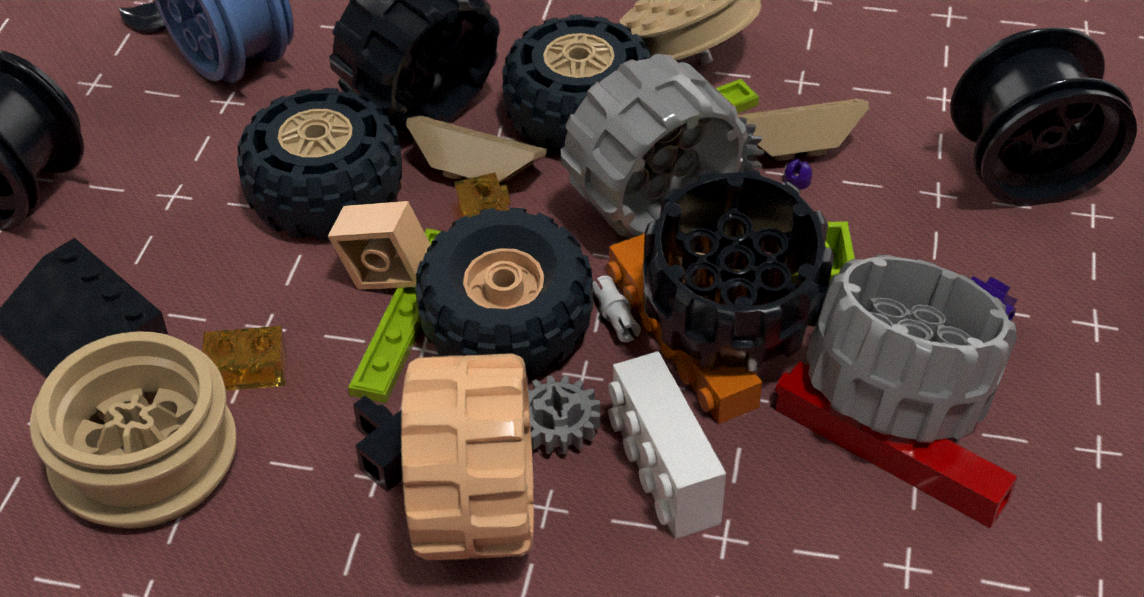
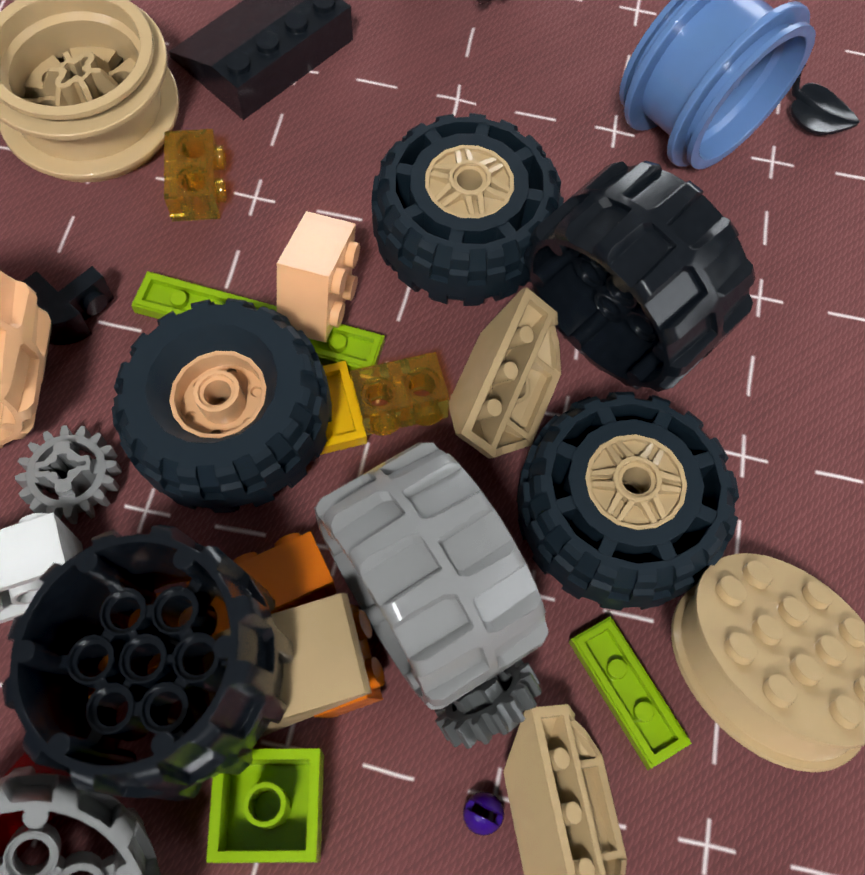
camera: 85 degrees right, 20 degrees up
(615, 309) = (245, 539): white pin -> none

